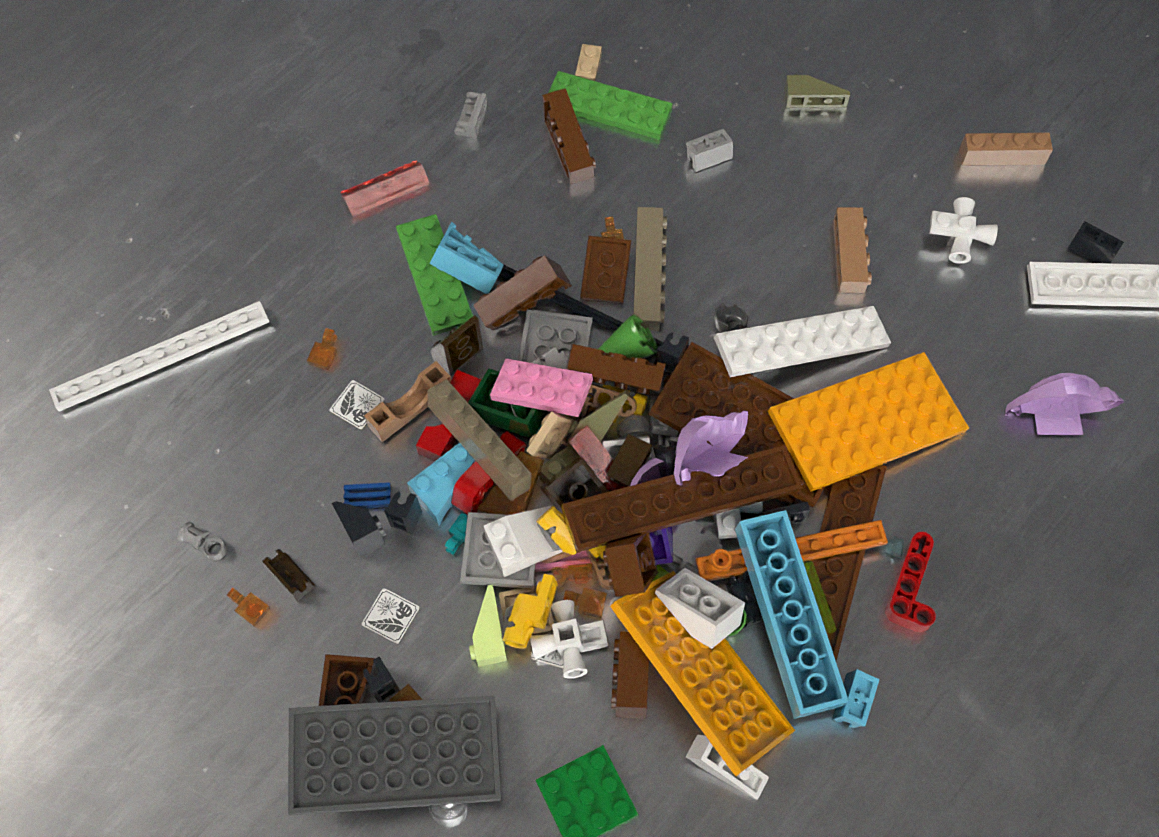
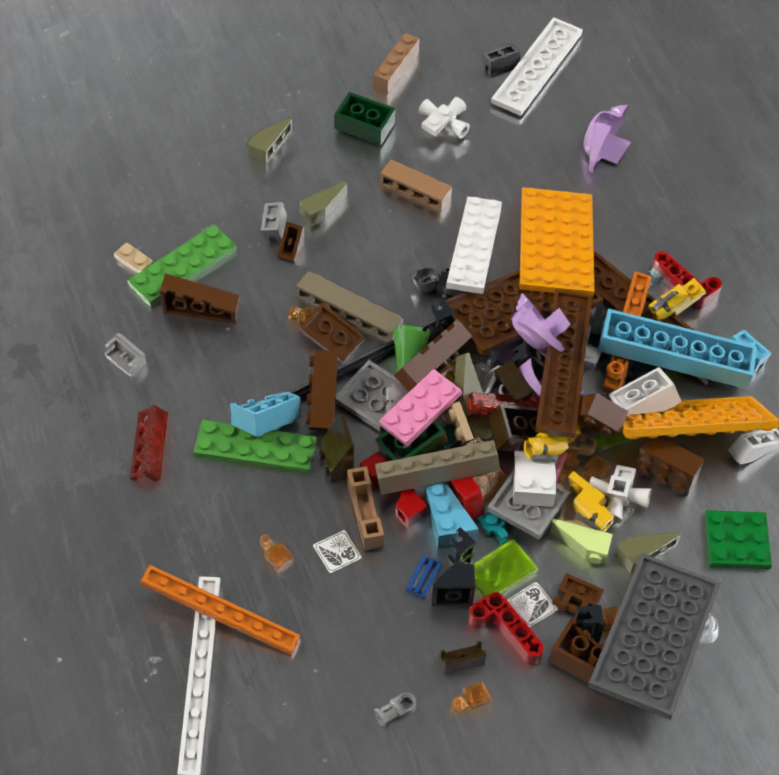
camera: 65 degrees left, 10 degrees down
(230, 336) = (220, 609): none -> orange tile
(341, 606) = (508, 629): none -> red beam
(413, 565) = (503, 569): none -> clear neon green tile
(425, 656) = (579, 591): none -> reddish brown plate
(512, 698) = (654, 545): none -> olive slope
(694, 178) = (291, 241): none -> reddish brown slope
(762, 179) = (320, 205): none -> olive slope
(868, 583) = (677, 299): none -> yellow plate
(903, 158) = (364, 118): none -> dark green brick

